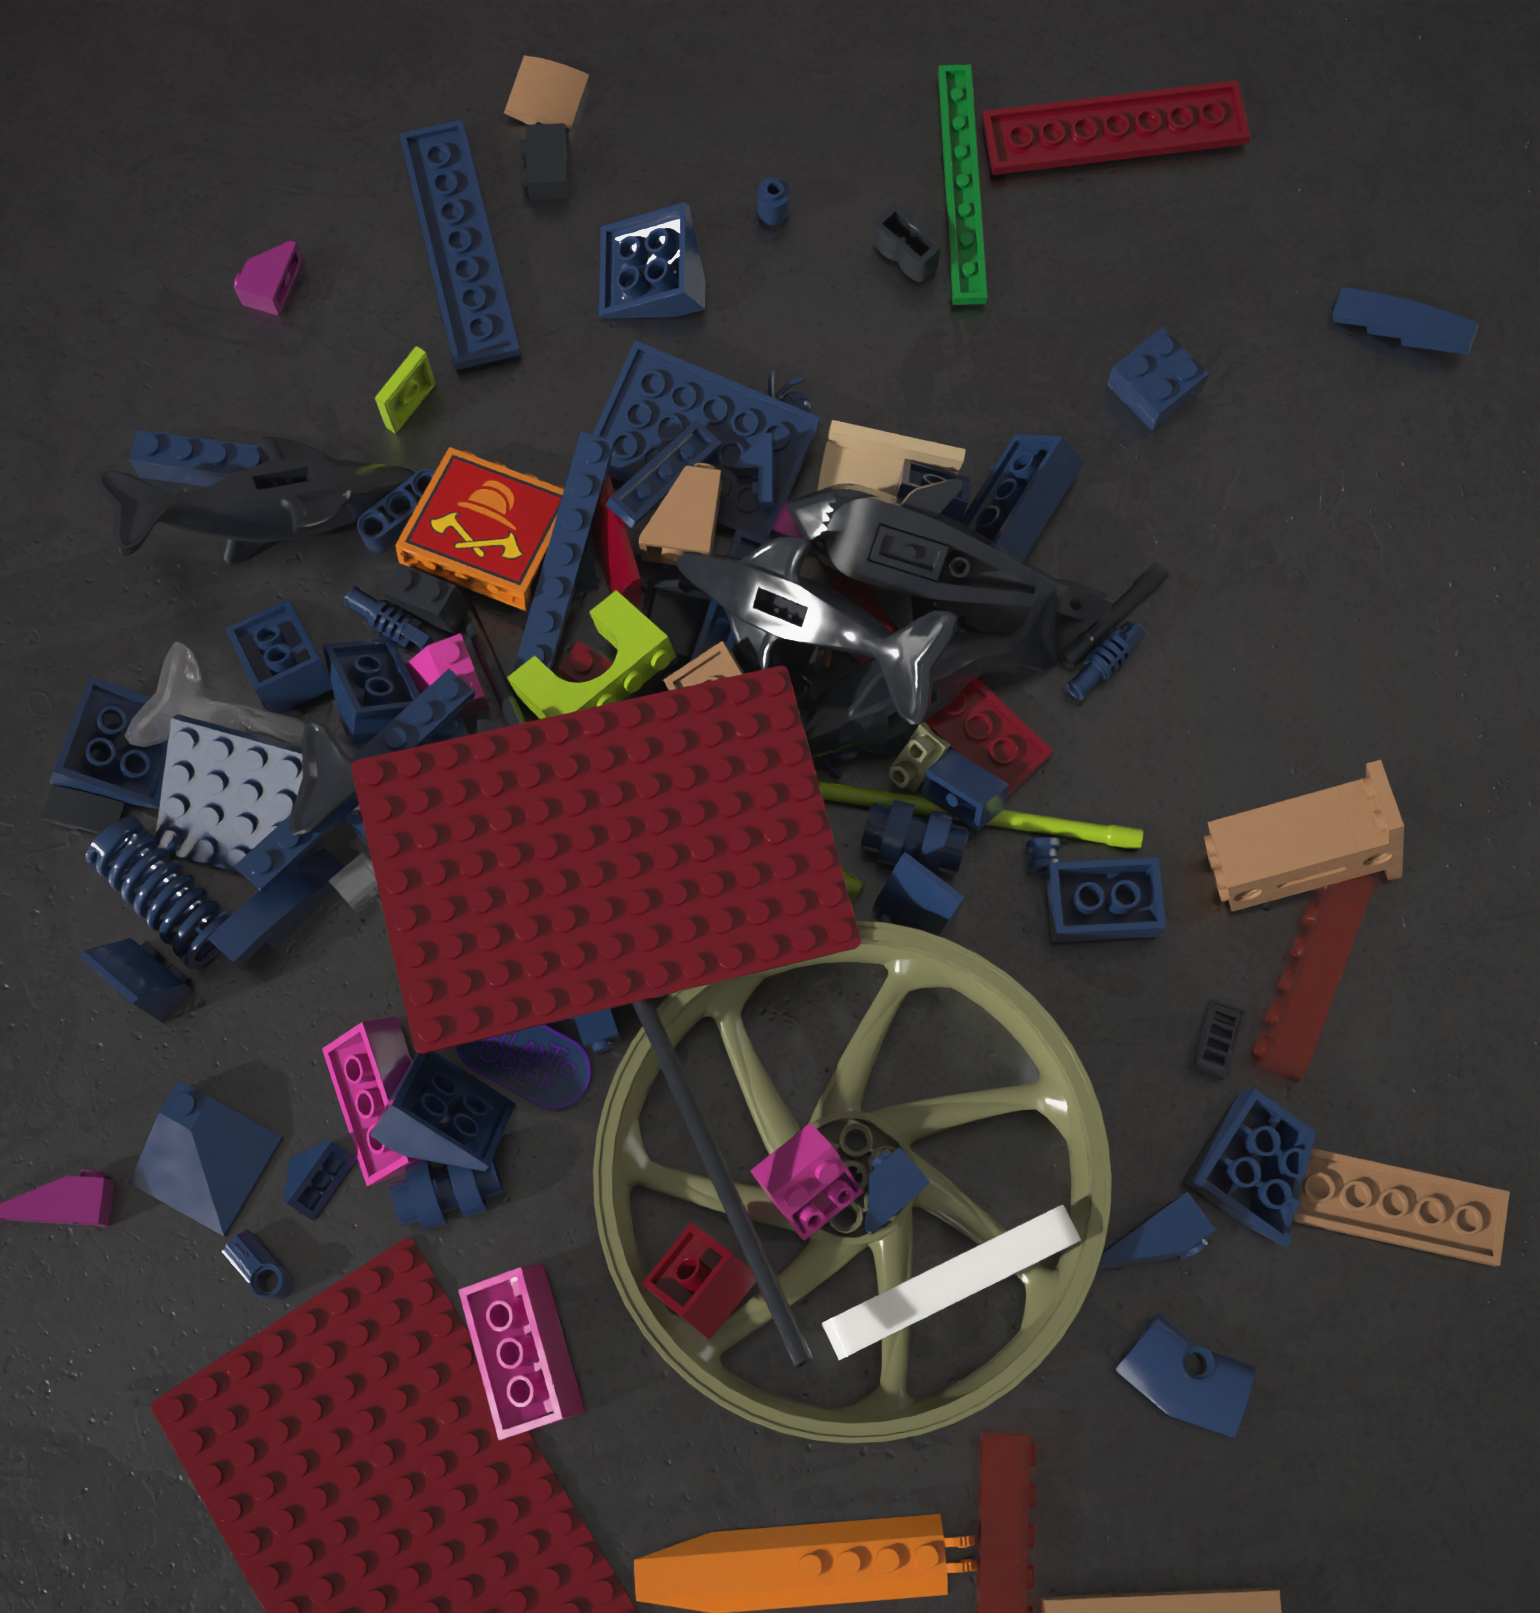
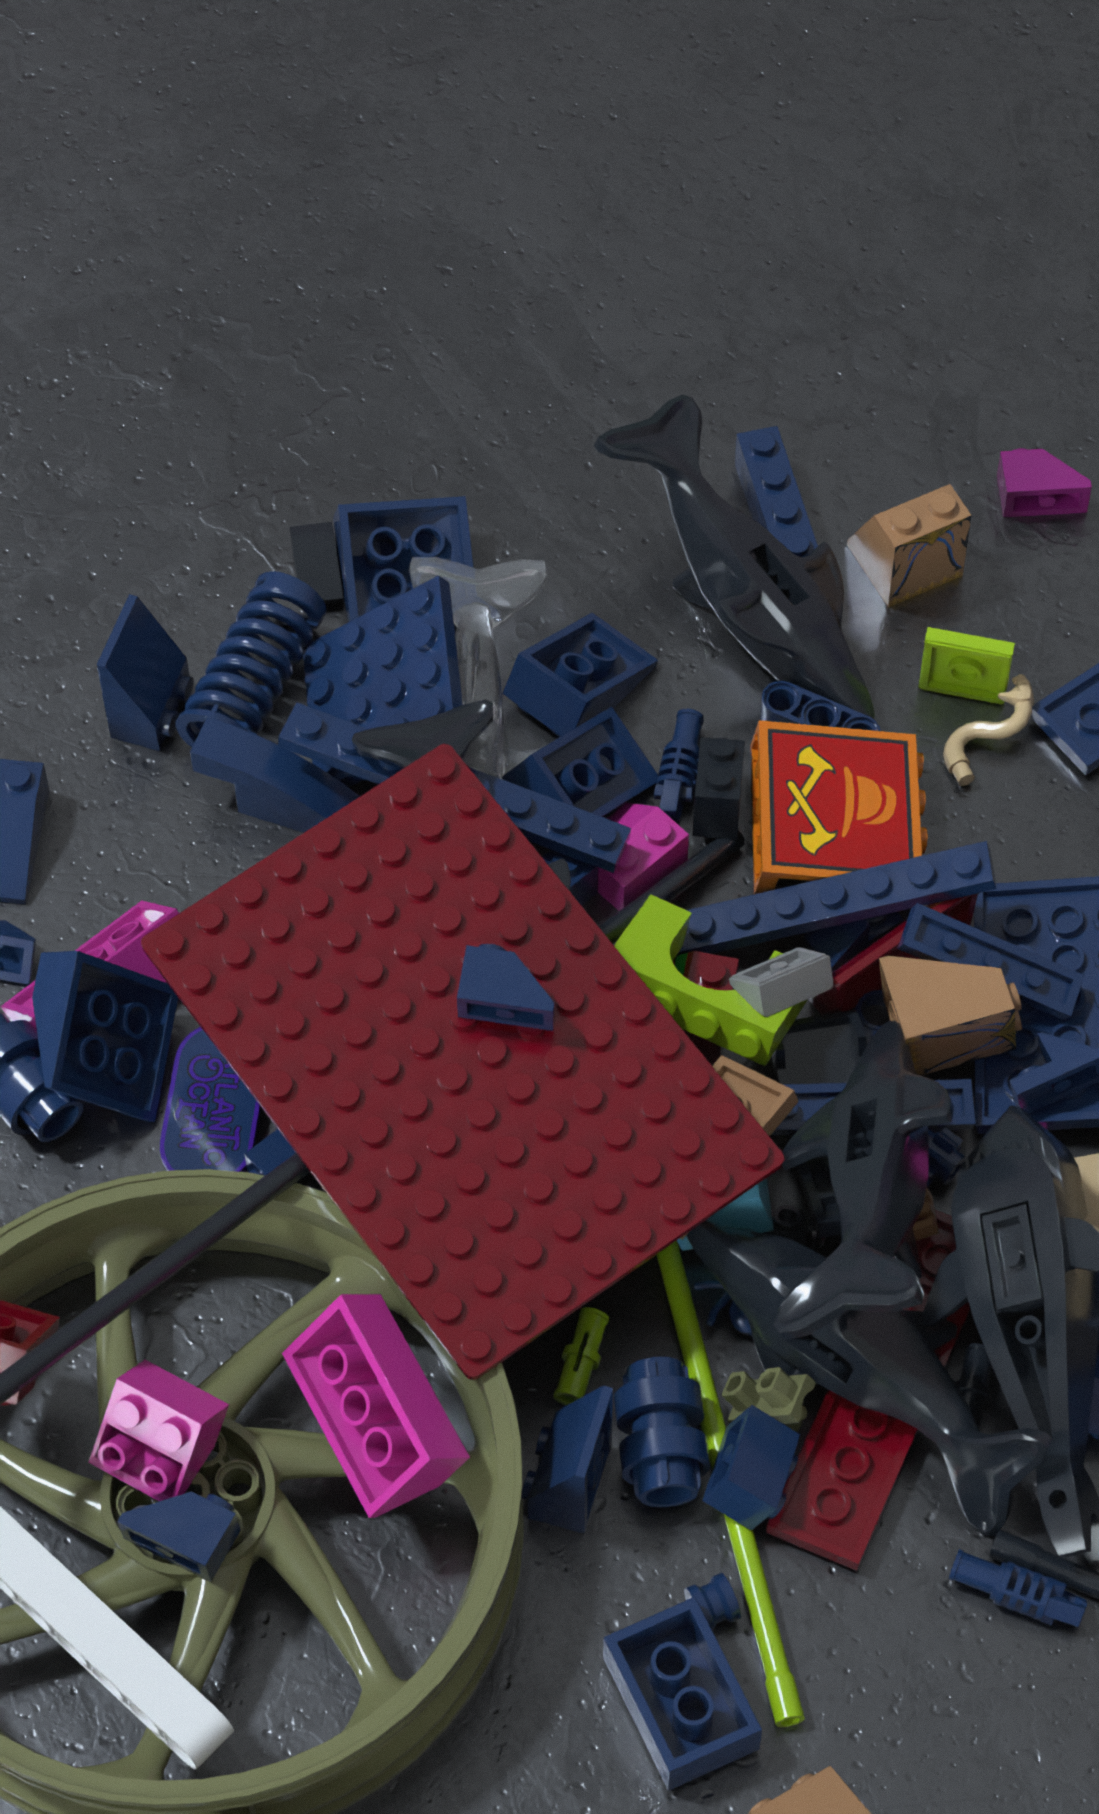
camera: 70 degrees right, 15 degrees down
(281, 381) = (914, 545): none -> medium nougat slope
(463, 432) = (954, 757): none -> tan animal
(582, 802) = (502, 990): none -> dark blue slope
(622, 614) = (784, 980): none -> light grey slope
(847, 1020) = (374, 1403): none -> dark pink slope

